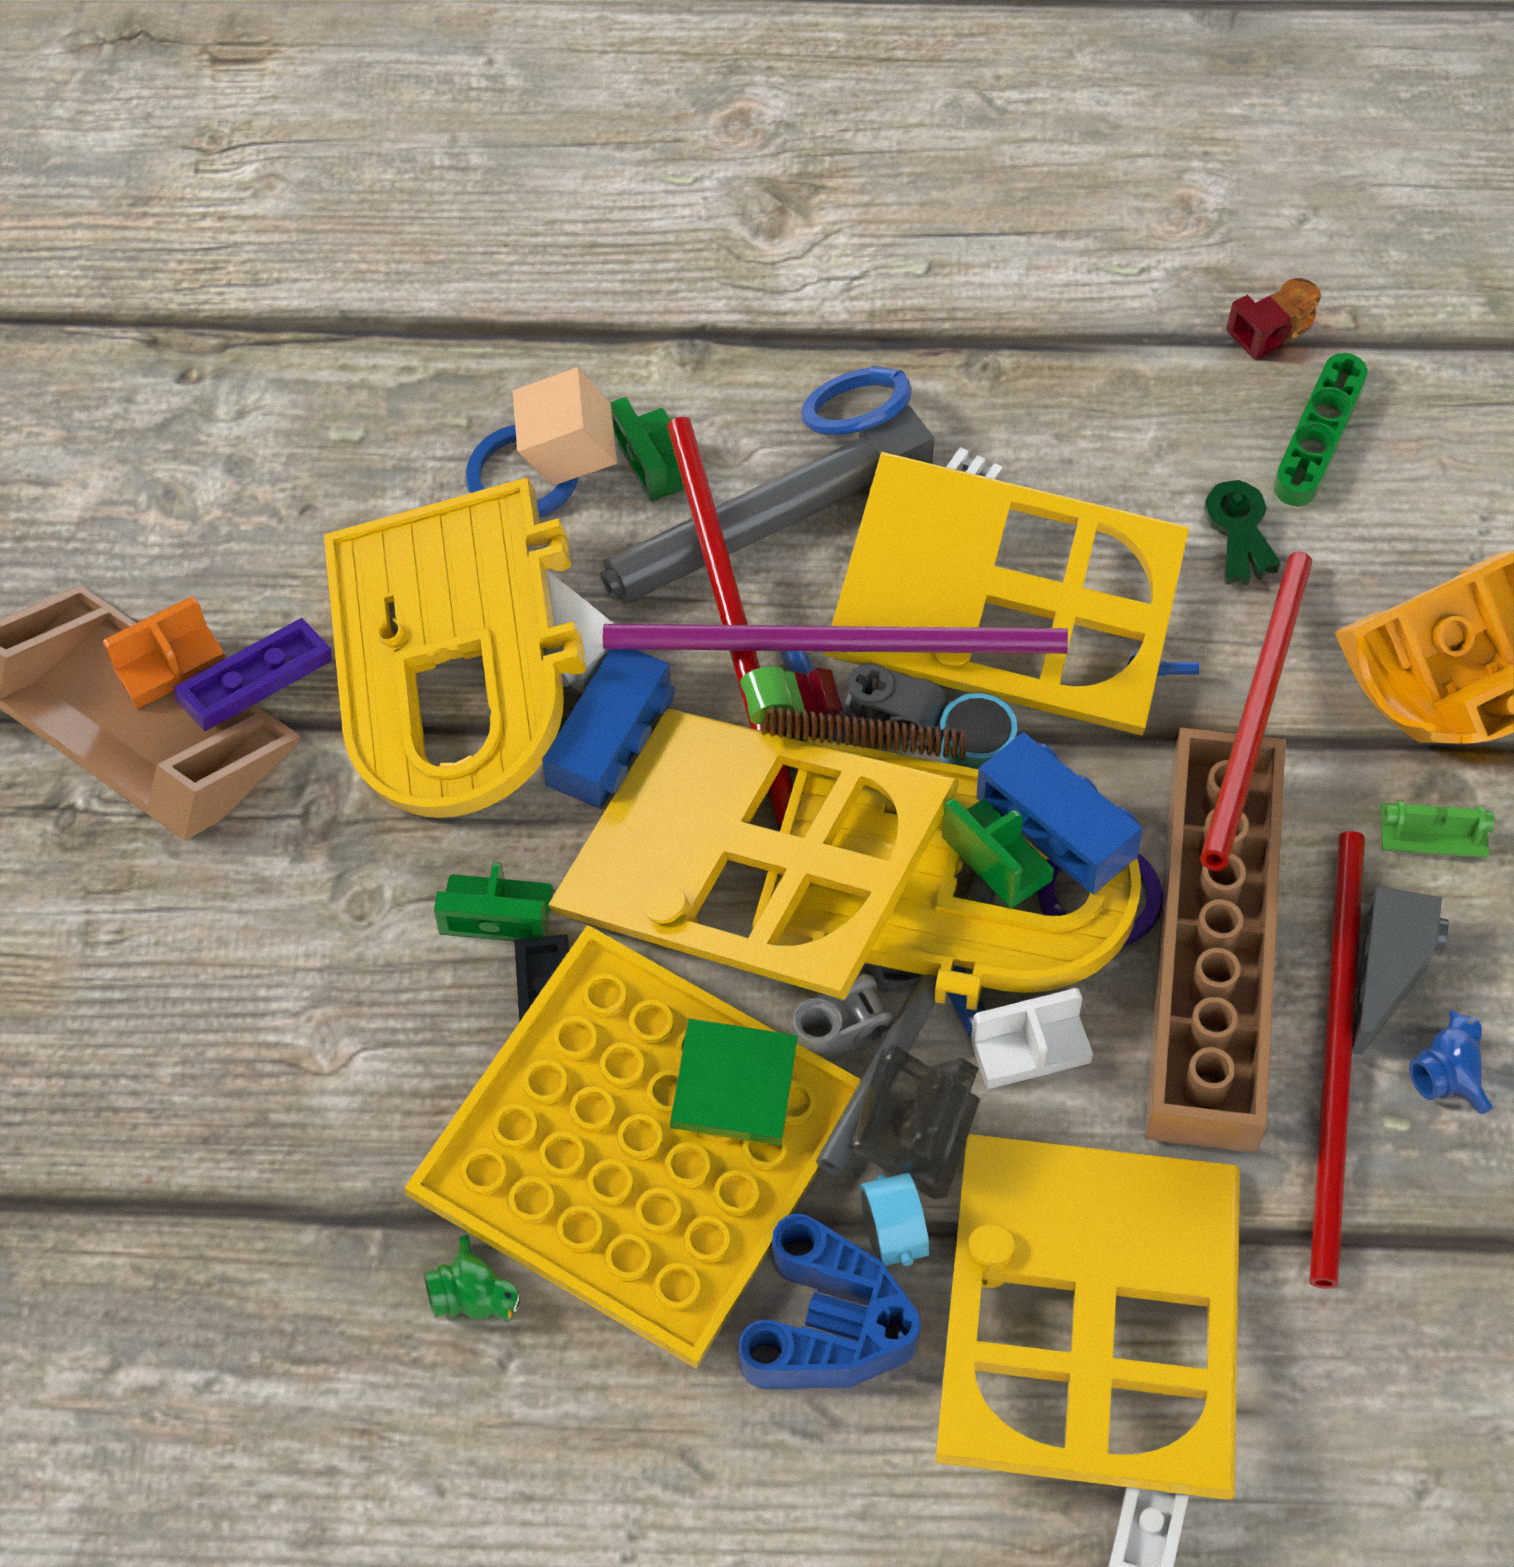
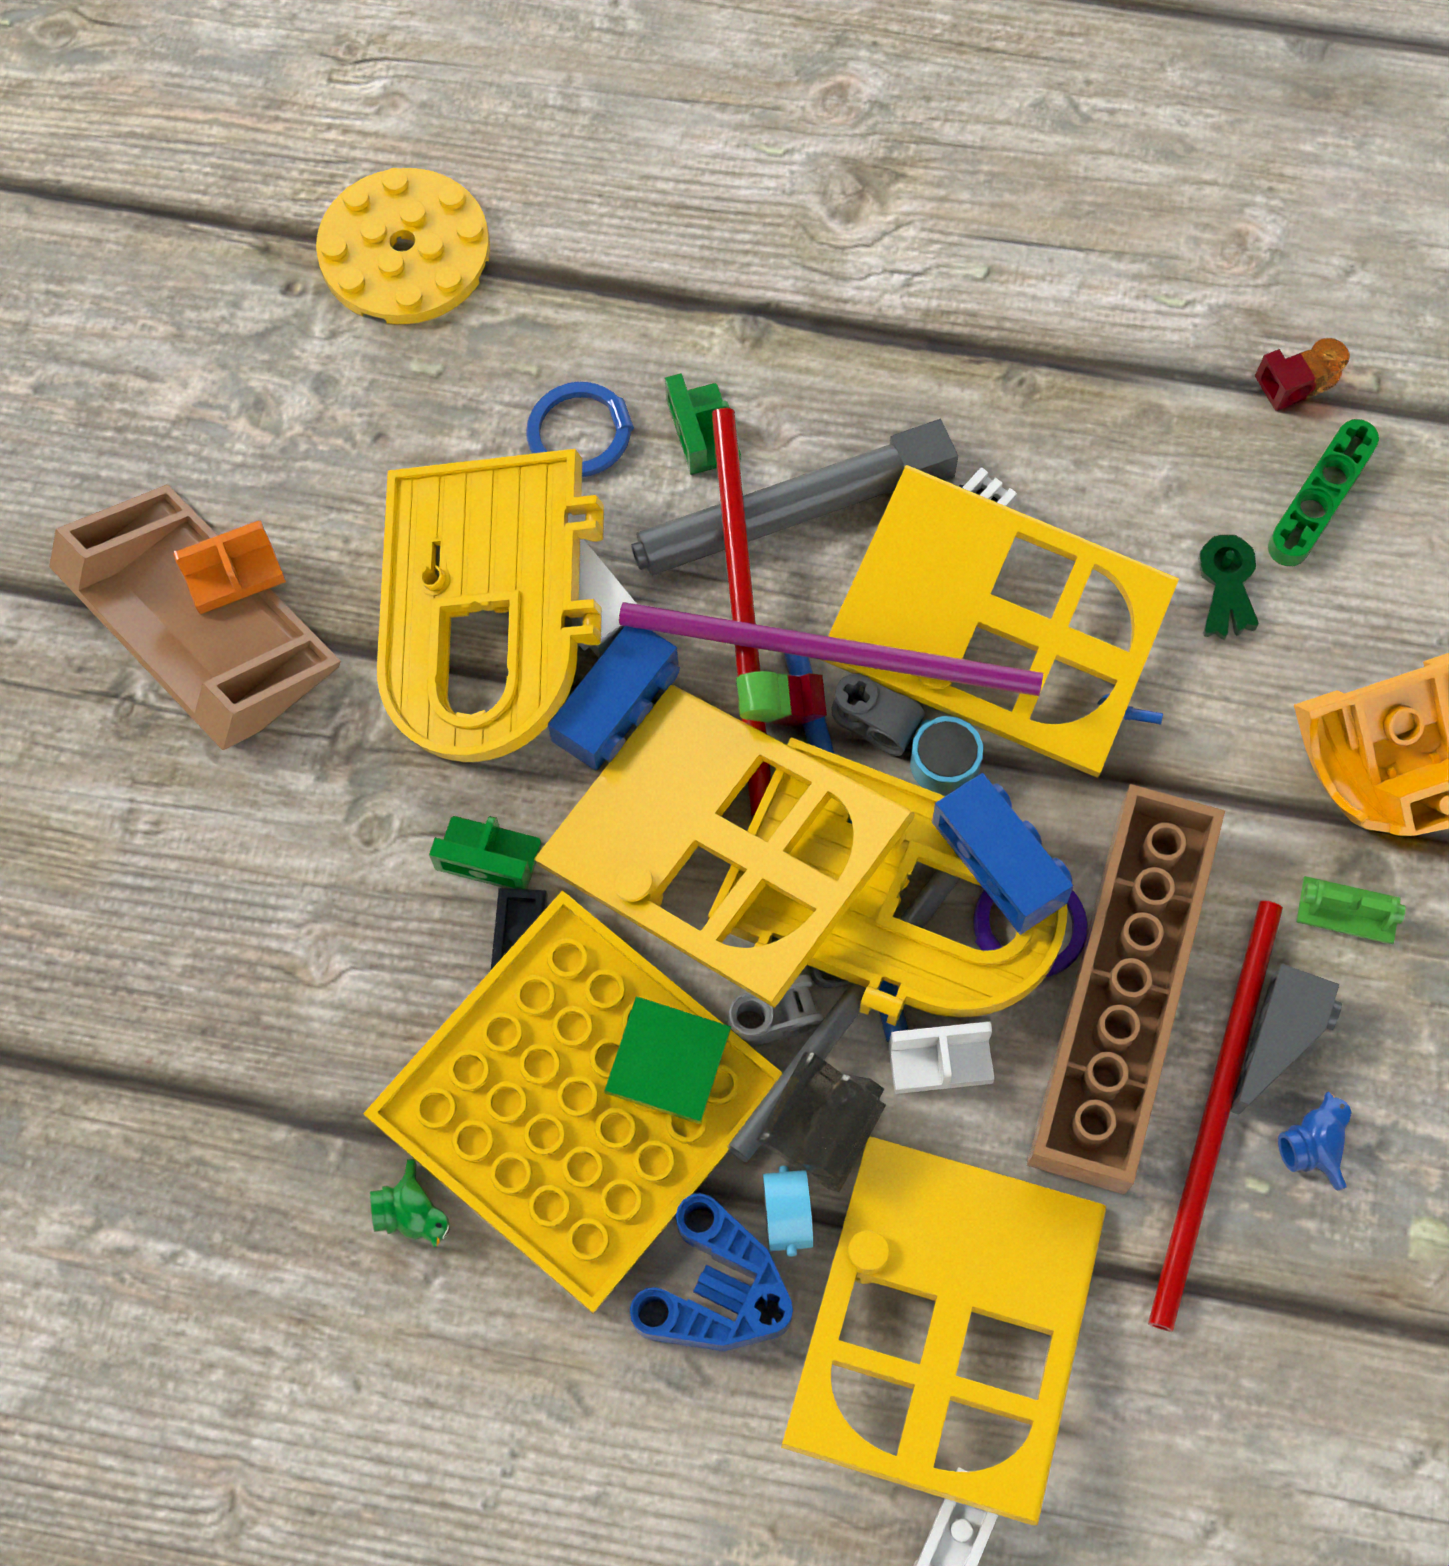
camera: 10 degrees right, 10 degrees up
(252, 674) = (305, 598): dark purple plate -> none
(336, 347) = (413, 284): none -> yellow plate
(564, 427) = (618, 398): light nougat head -> none
(798, 718) = (818, 734): reddish brown piece -> none
(859, 378) = (893, 380): blue piece -> none
(996, 849) = (939, 880): green panel -> none
(1256, 714) = (1203, 781): piece -> none

